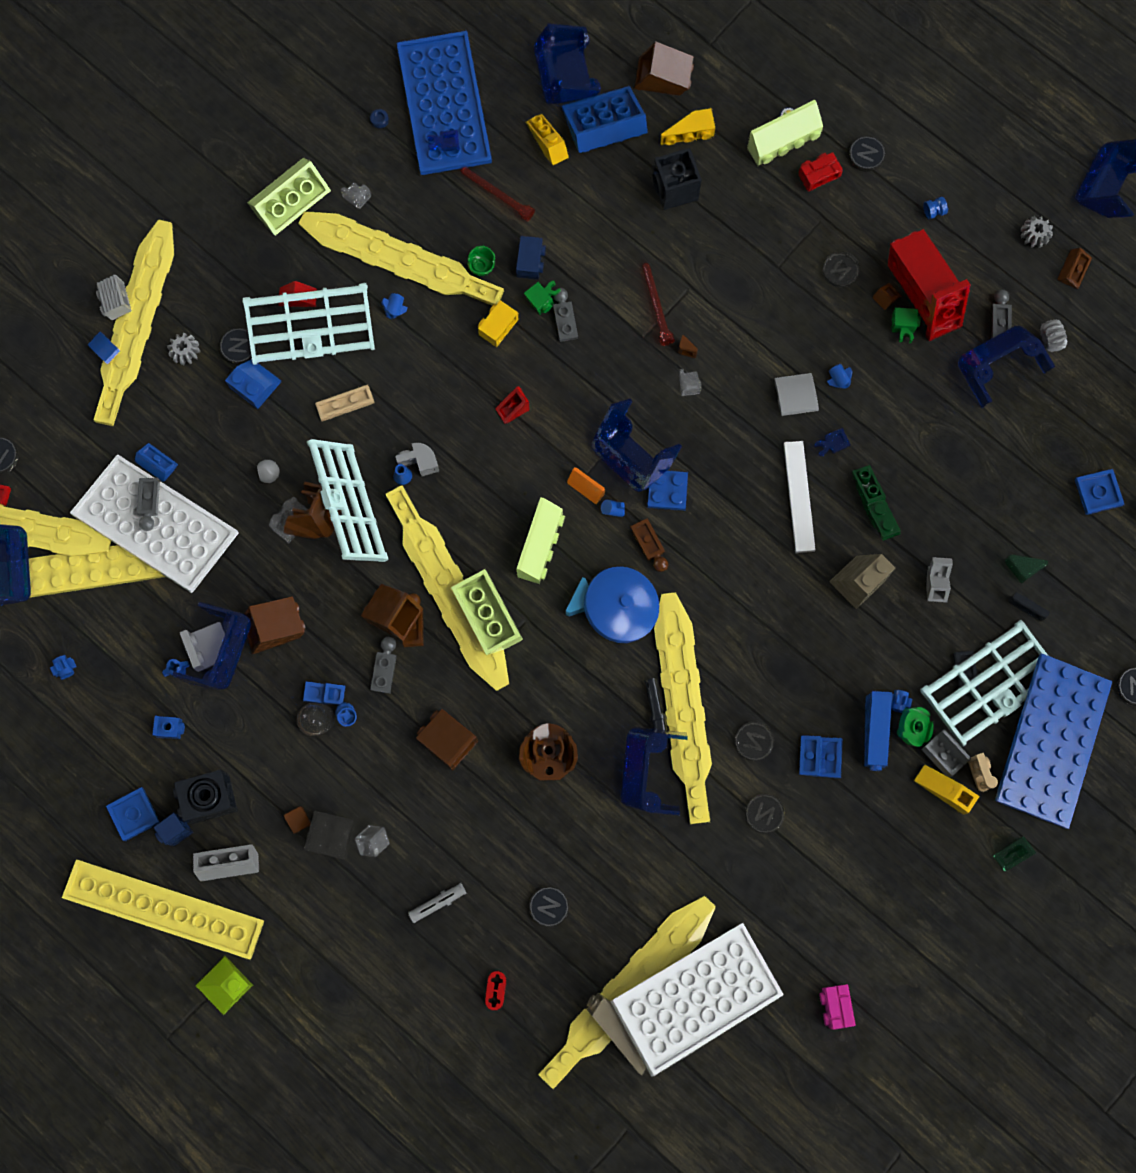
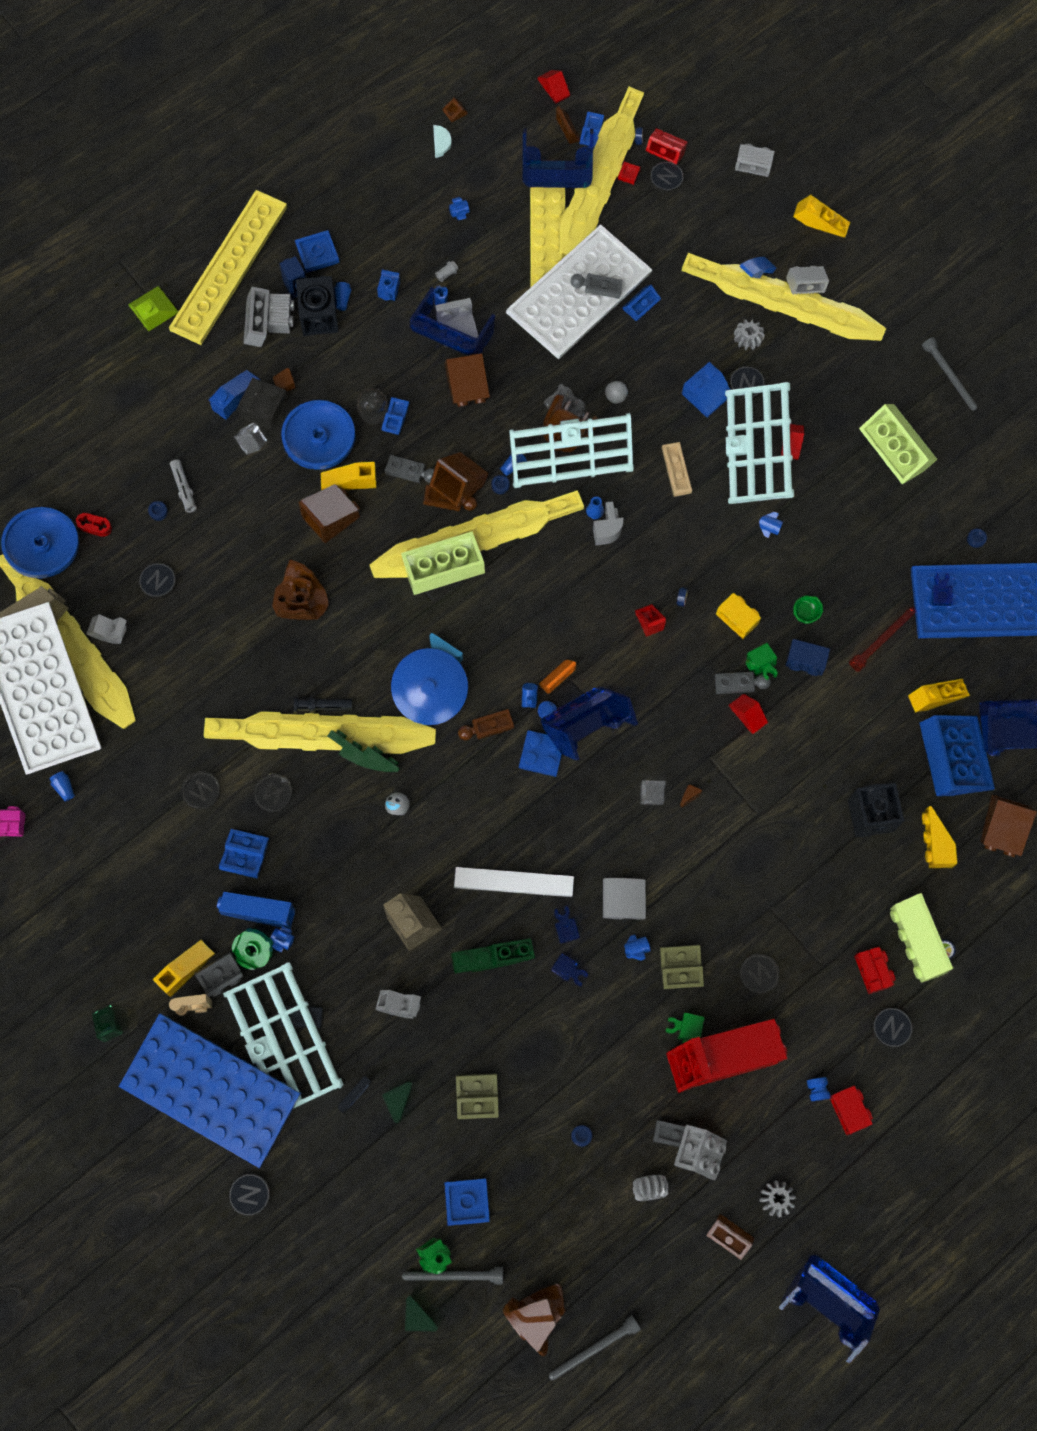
camera: 95 degrees right, 5 degrees down
(34, 293) = (821, 217): none -> yellow slope
(141, 668) = (446, 271): none -> light grey pin
(175, 174) = (931, 347): none -> dark grey piece
(184, 773) = (342, 295): none -> blue cone
(215, 838) = (279, 313): none -> light grey brick
(319, 869) = (230, 394): none -> blue slope
(345, 718) = (370, 429): blue wheel -> none
(356, 194) = (893, 505): clear panel -> none
(360, 767) = (318, 434): none -> blue dish
(363, 566) = (507, 467): none -> blue cone
(386, 573) = (500, 484): none -> dark blue tile
(397, 256) = (822, 536): light yellow plate -> none
(404, 727) = (352, 476): none -> yellow slope
(468, 924) = (157, 510): none -> dark blue tile
(485, 379) = (682, 596): none -> dark blue tile
(529, 1041) = (40, 542): none -> blue dish
(540, 541) = (505, 620): yellowish green slope -> none
(593, 305) = (749, 713): none -> red slope
(614, 945) = (107, 629): none -> light grey brick
(623, 491) = (546, 708): none -> blue plate
(635, 772) = (284, 680): clear blue windscreen -> none
(666, 336) = (705, 778): clear red piece -> none
(705, 654) = (370, 758): none -> dark green slope
(746, 616) = (397, 804): none -> light grey piece
(786, 955) = (62, 785): none -> blue cone
(848, 336) = (681, 966): none -> olive slope
(871, 436) = (566, 968): none -> clear blue plate
(886, 296) = (723, 1017): reddish brown slope -> none
(948, 179) = (851, 1110): none -> red brick
(976, 362) = (650, 1140): clear blue windscreen -> none
(1004, 498) = (477, 1096): none -> olive slope
(1014, 298) = (701, 1152): none -> light grey bracket
(1018, 403) = (581, 1136): none -> dark blue tile

